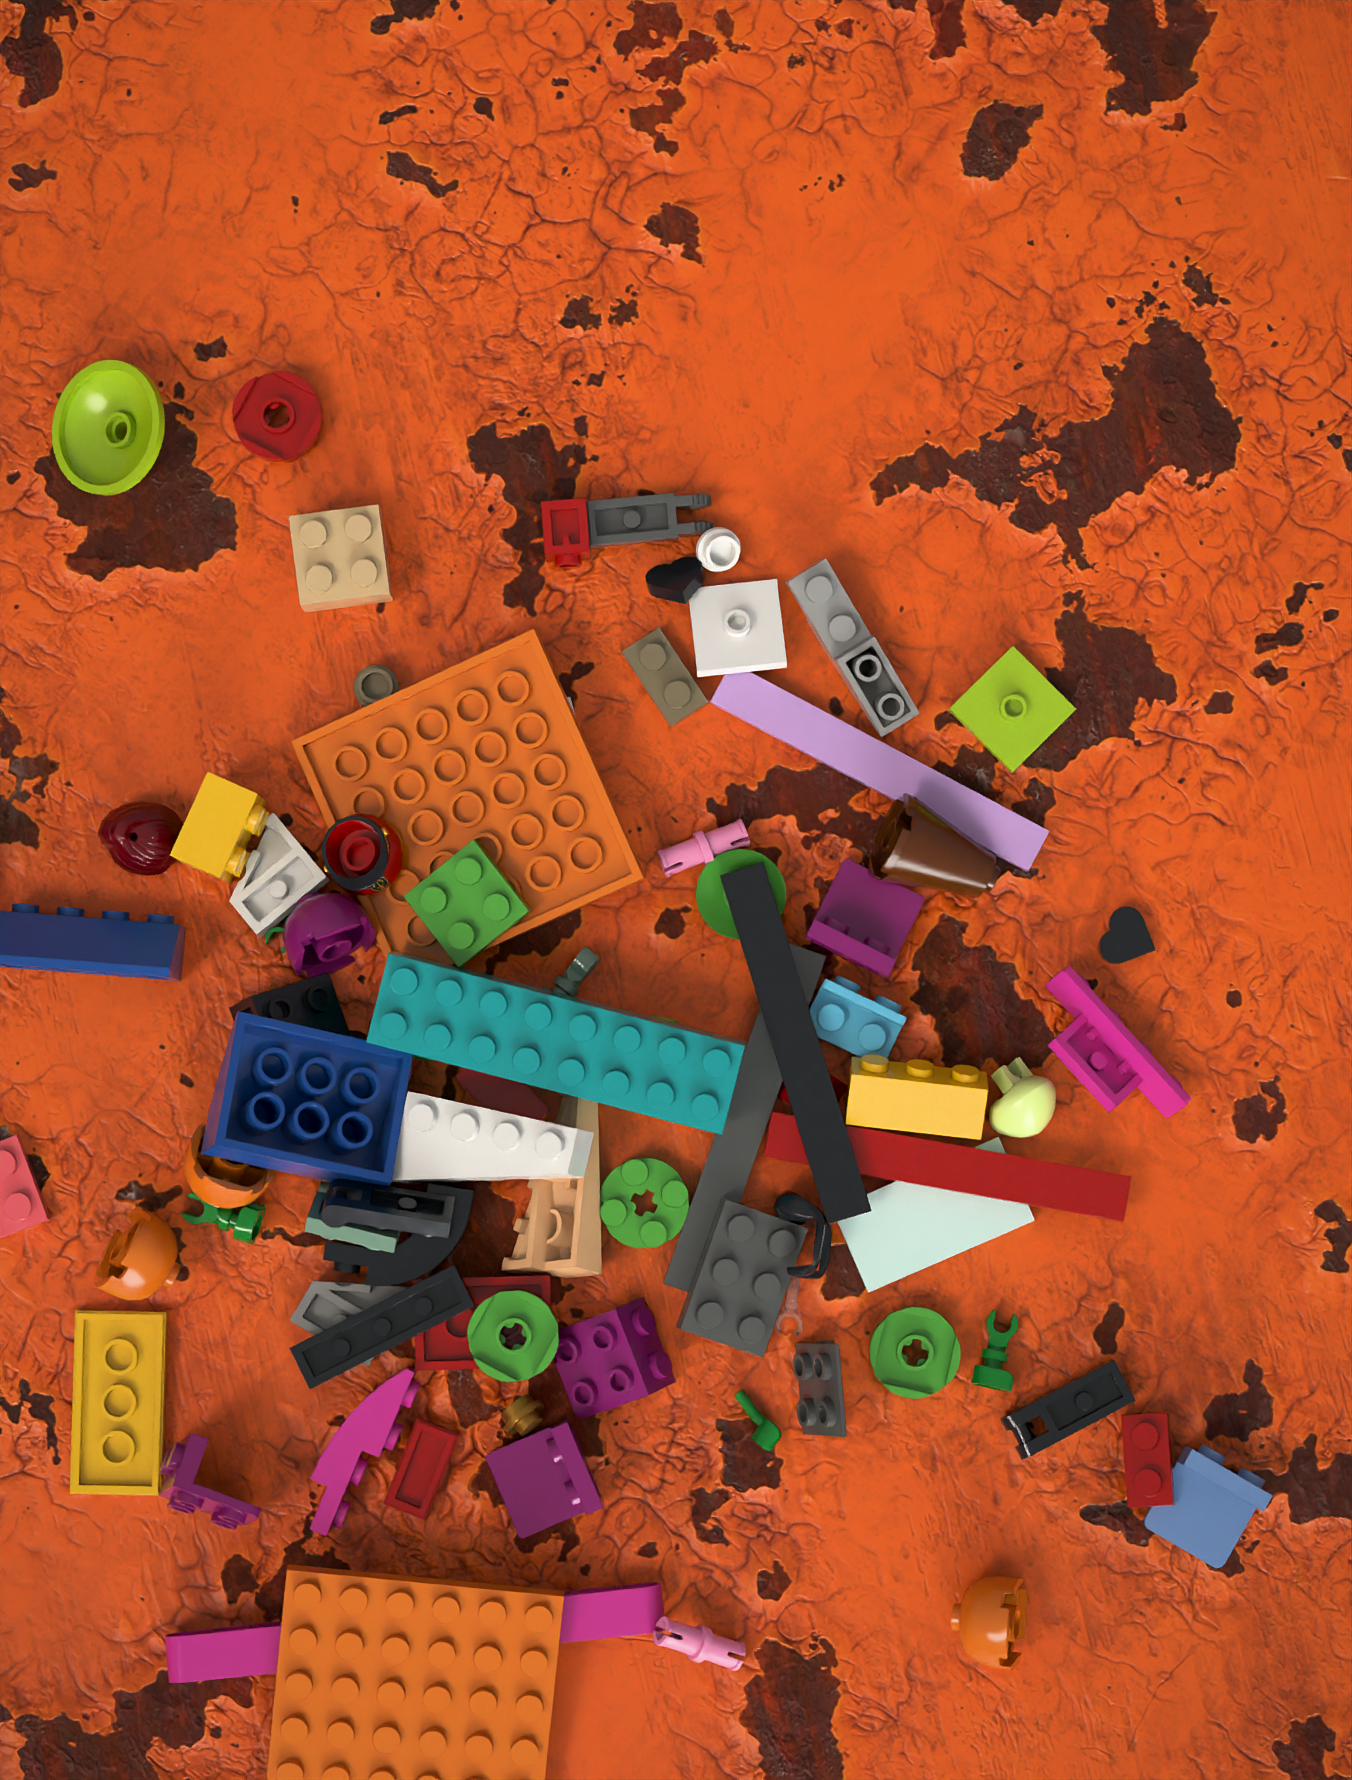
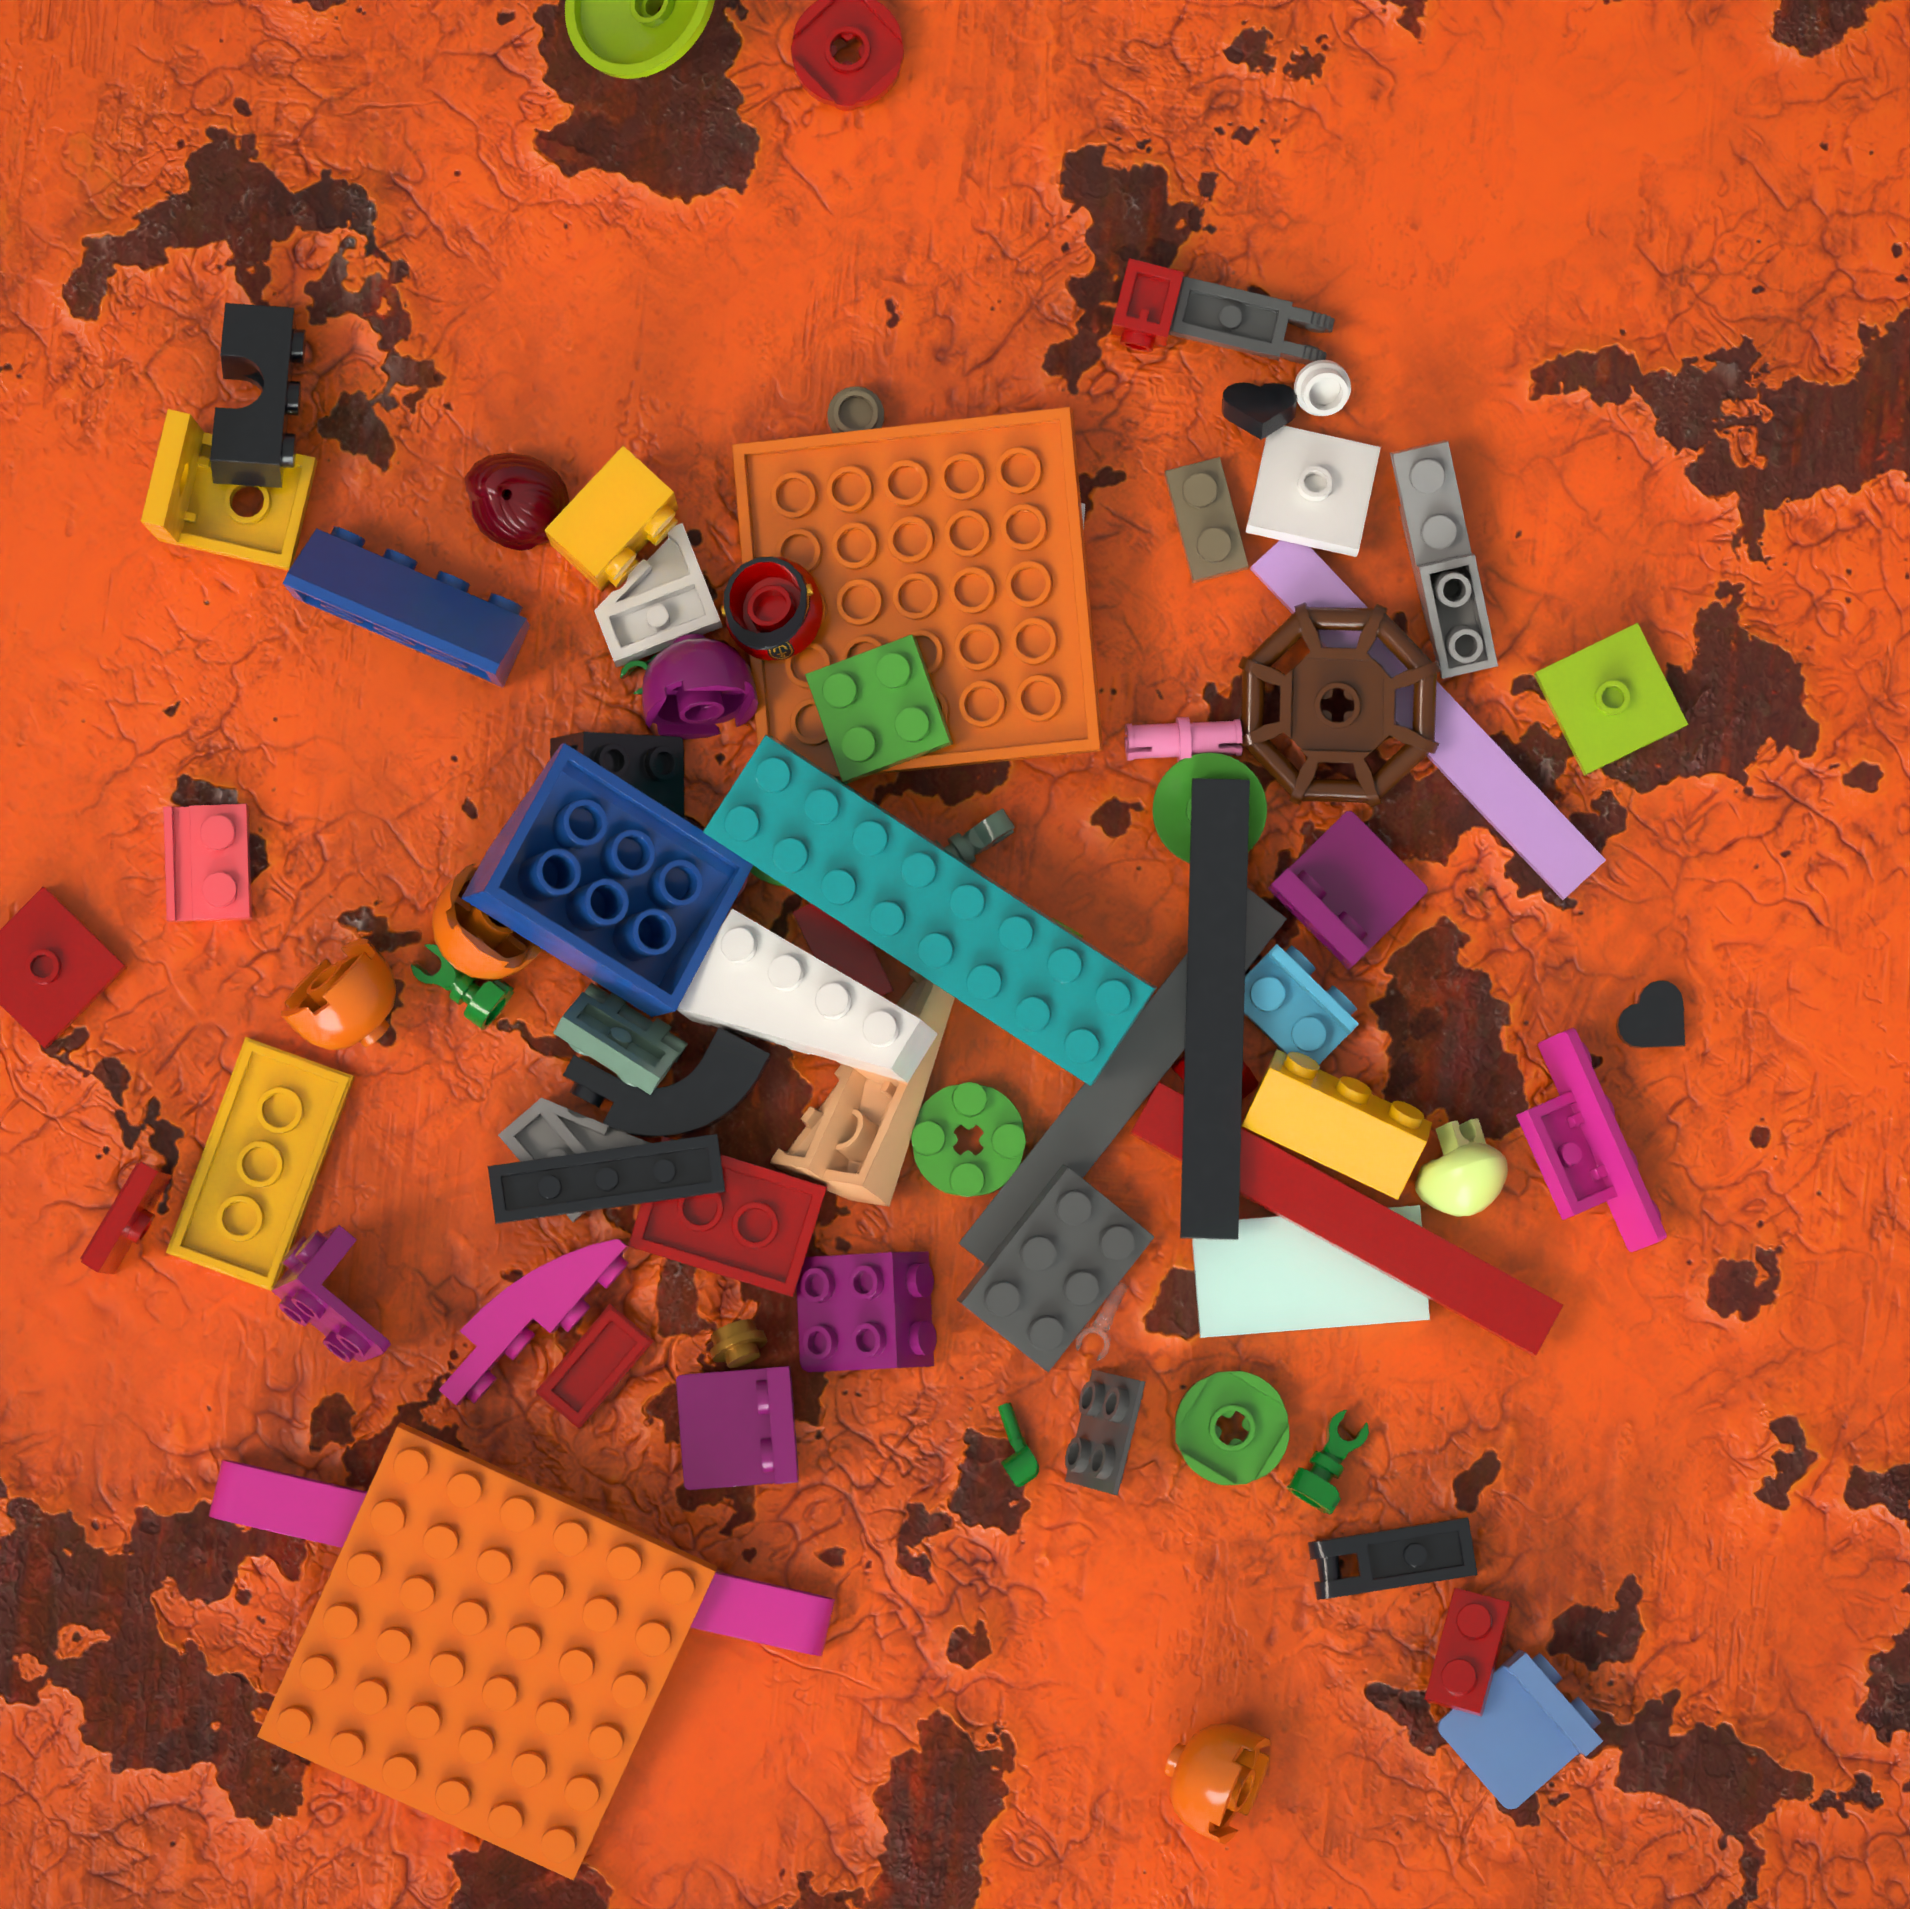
camera: 15 degrees right, 0 degrees up
(30, 1480) = (126, 1219): none -> red plate
(341, 558) = (866, 246): tan brick -> none
(387, 1208) = (661, 1039): black plate -> none
(488, 1345) = (792, 1246): bright green plate -> none
(699, 1643) = (857, 1685): bright pink pin -> none
(797, 1210) = (1152, 1212): black piece -> none
(823, 760) = (1362, 681): none -> reddish brown plate
(930, 852) = (1454, 836): reddish brown cone -> none

